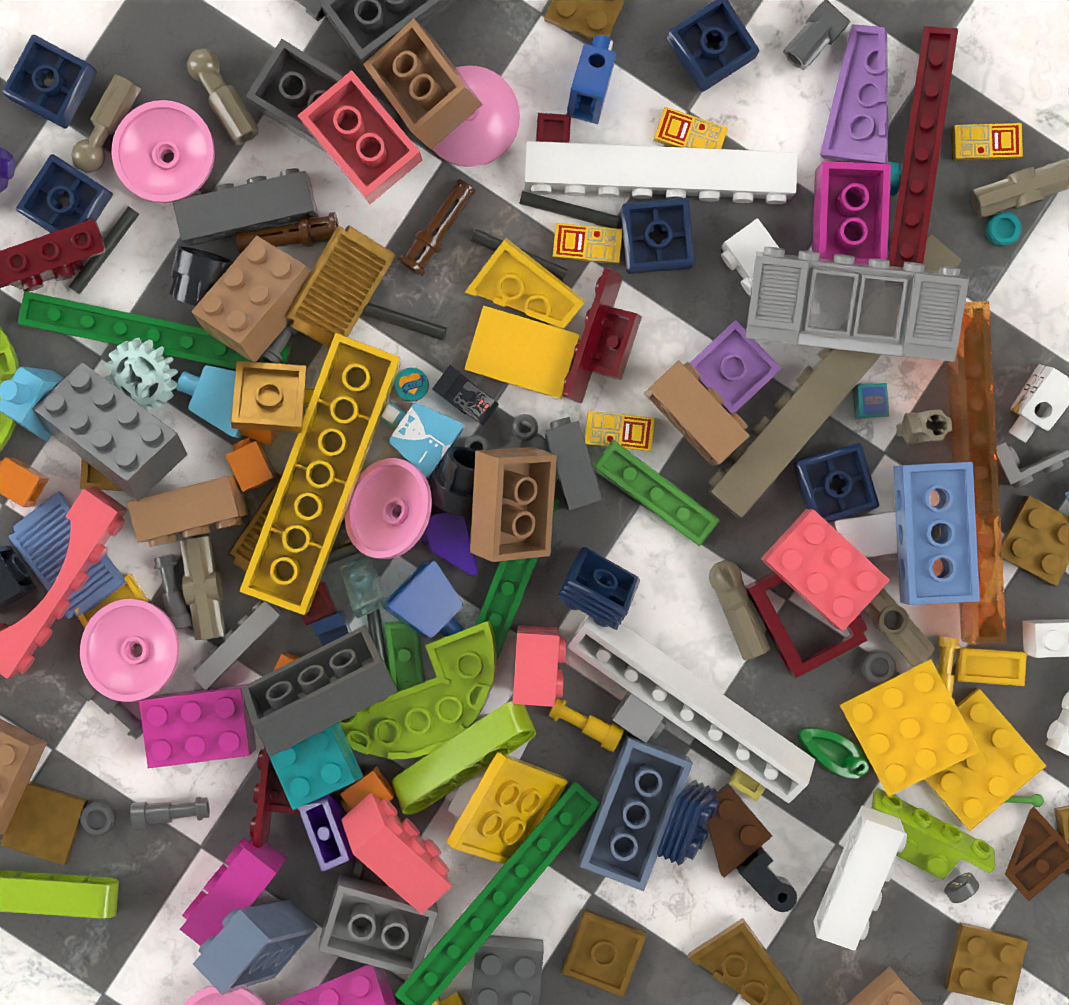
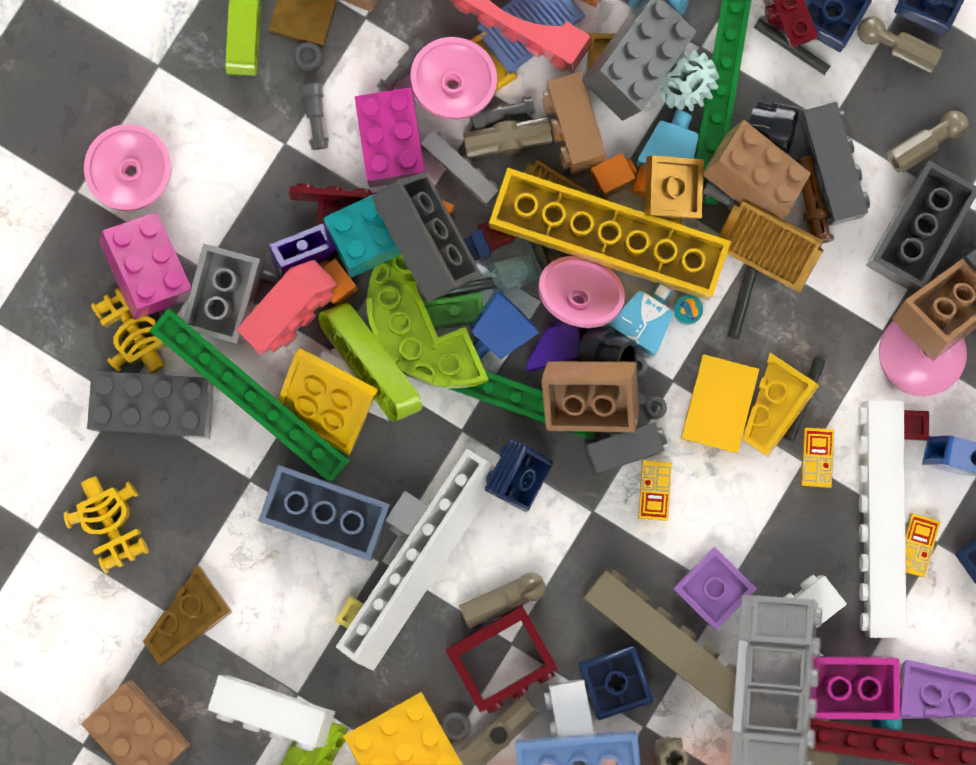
camera: 90 degrees right, 5 degrees down
(148, 136) = (888, 78): bright pink dish -> none
(231, 888) = (249, 169): dark pink brick -> none
(253, 945) = (209, 189): sand blue brick -> none
(360, 137) = (899, 257): coral brick -> none
(431, 244) = (809, 323): reddish brown pin -> none
(465, 395) = (680, 355): black leg -> none
(536, 666) = (451, 421): coral brick -> none
(569, 210) = (845, 441): pearl dark grey bar -> none
(591, 726) = (396, 475): yellow piece -> none
(603, 952) = (199, 491): pearl gold tile -> none
(605, 339) = (733, 474): dark red bracket -> none
(656, 492) = (602, 524): bright green tile -> none
(671, 218) = (842, 530): dark blue brick -> none
(687, 823) = (317, 558): dark blue brick -> none
(697, 413) = (675, 555): medium nougat brick -> none
(734, 831) = (309, 601): reddish brown wing -> none
(772, 888) = (257, 638): black leg -> none
(825, 569) = (542, 670): coral brick -> none
(833, 752) = (379, 688): green arm -> none
(870, 401) = (690, 712): slope -> none

